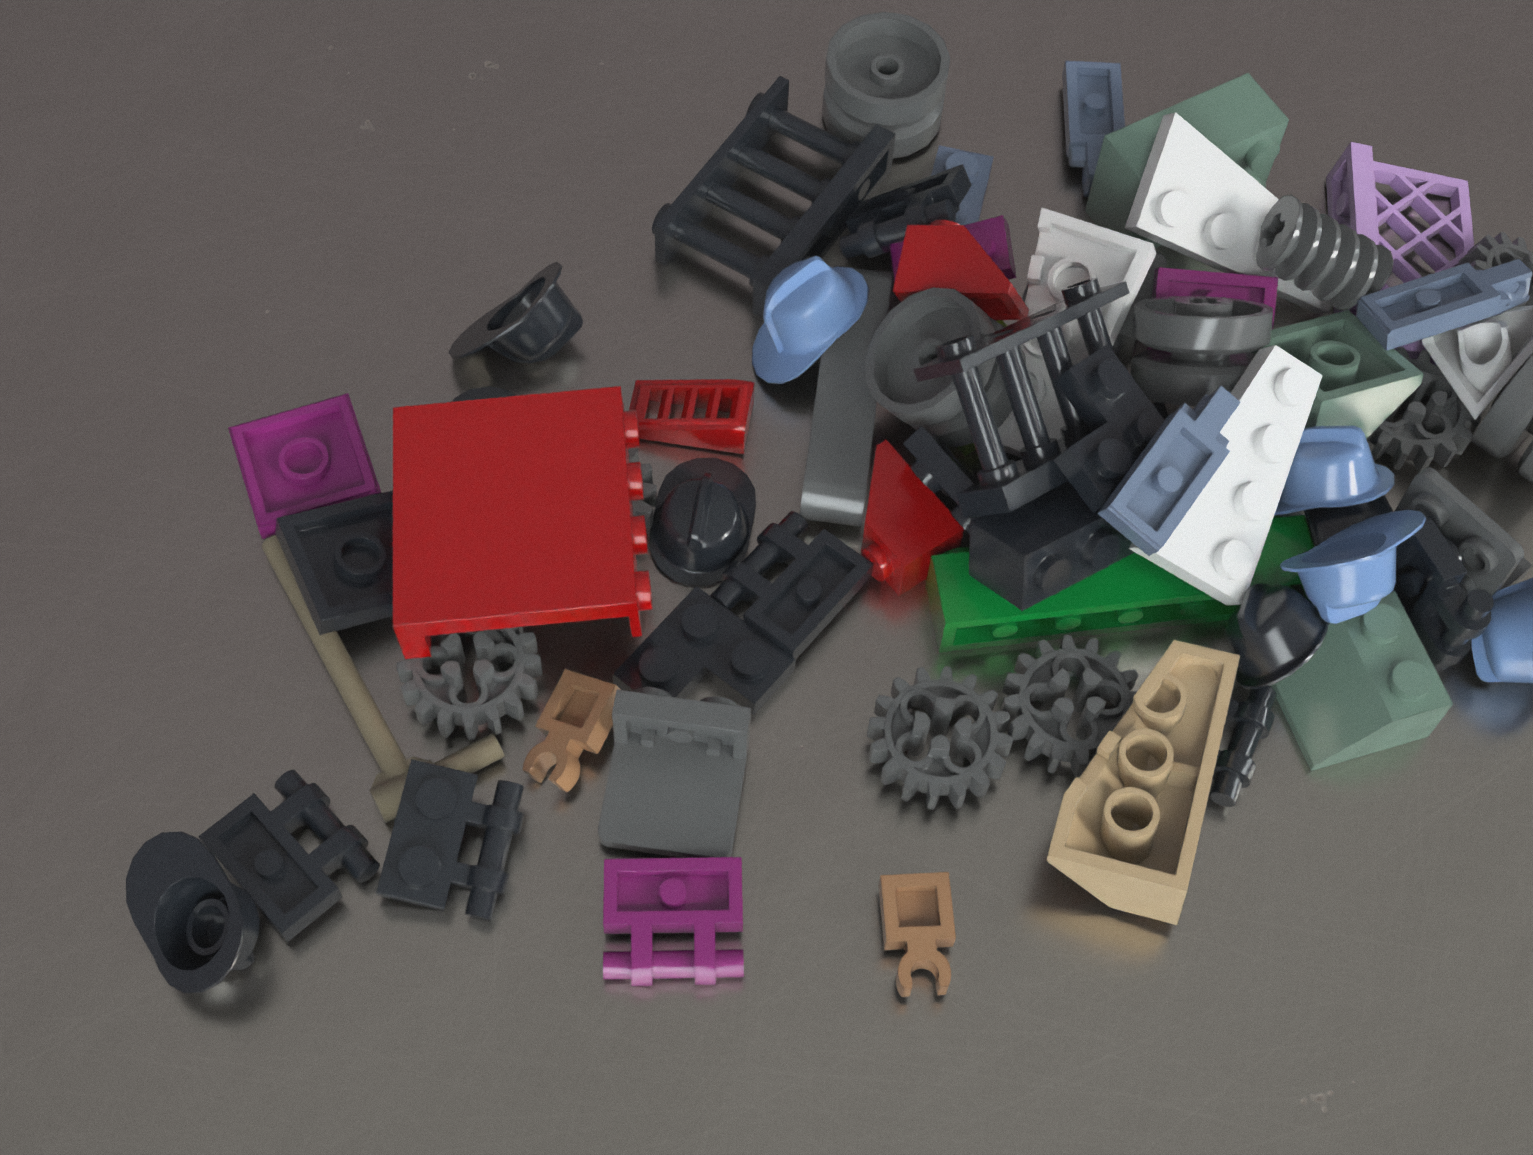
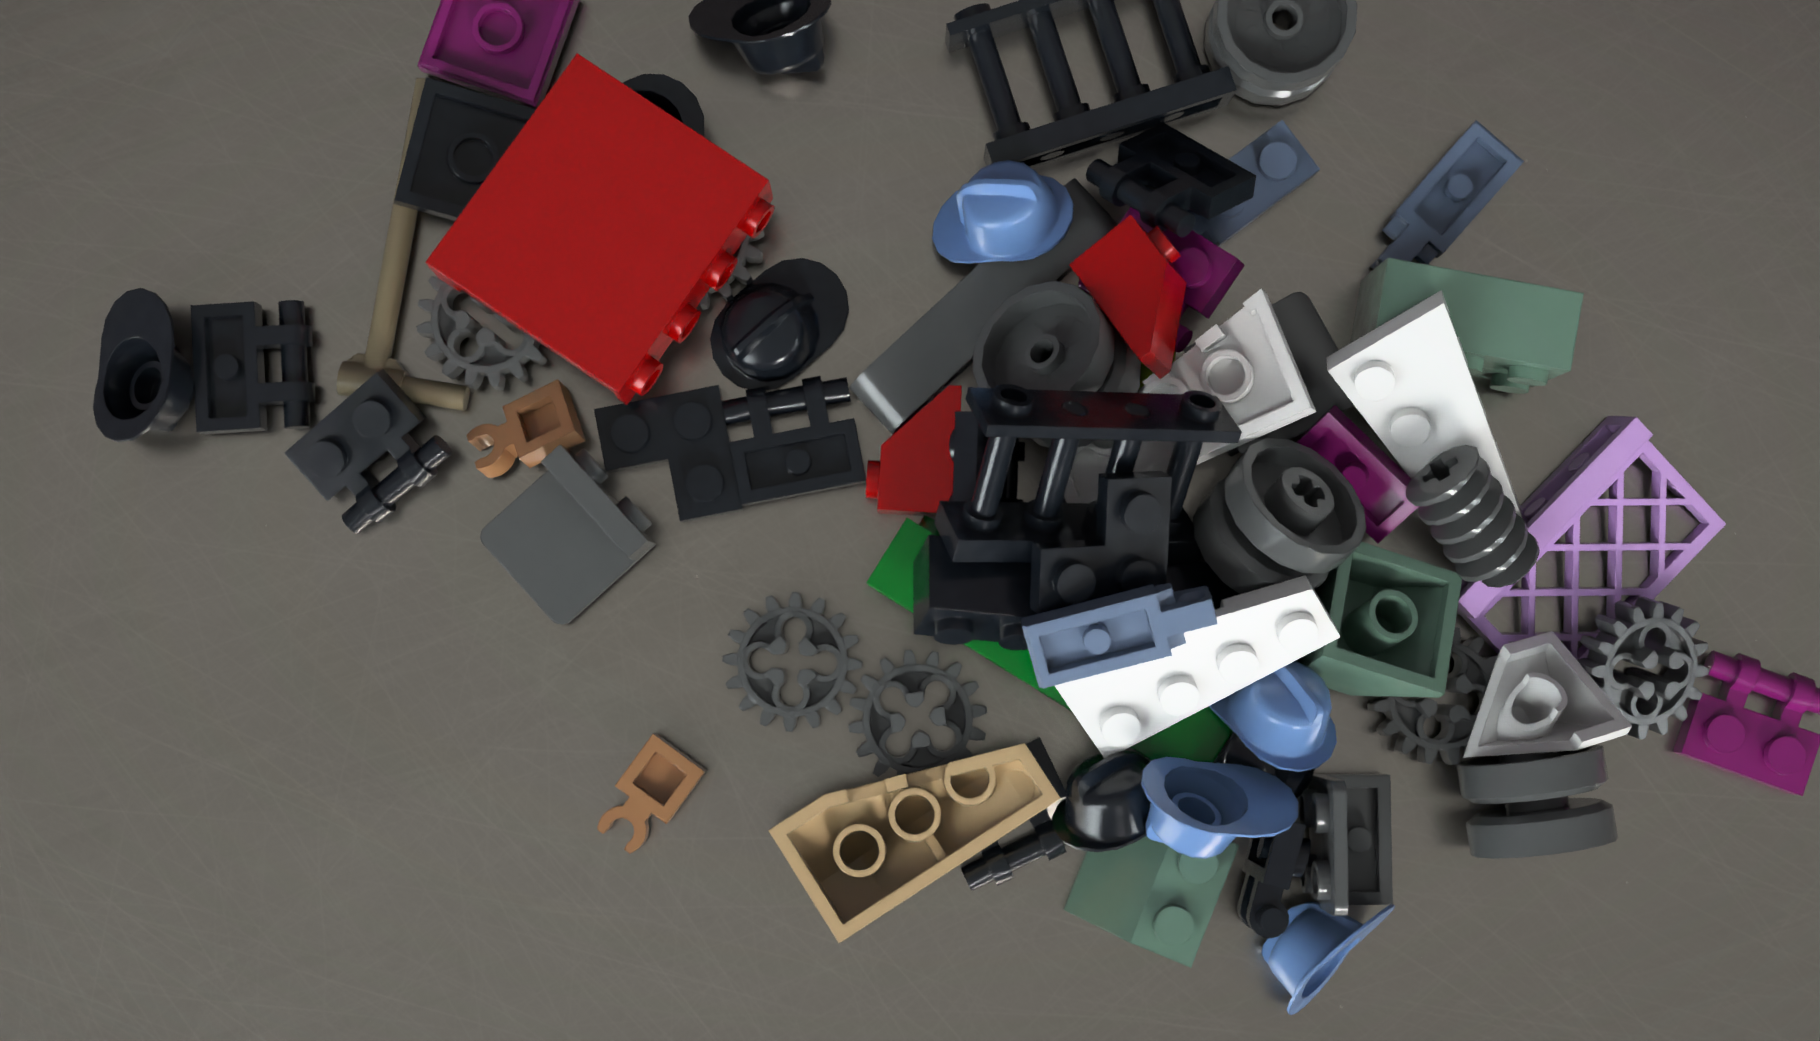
camera: 40 degrees right, 25 degrees up
(673, 897) = (494, 625): magenta plate -> none
(710, 394) = (878, 258): red slope -> none
(1442, 302) = (1533, 642): sand blue hinge -> none

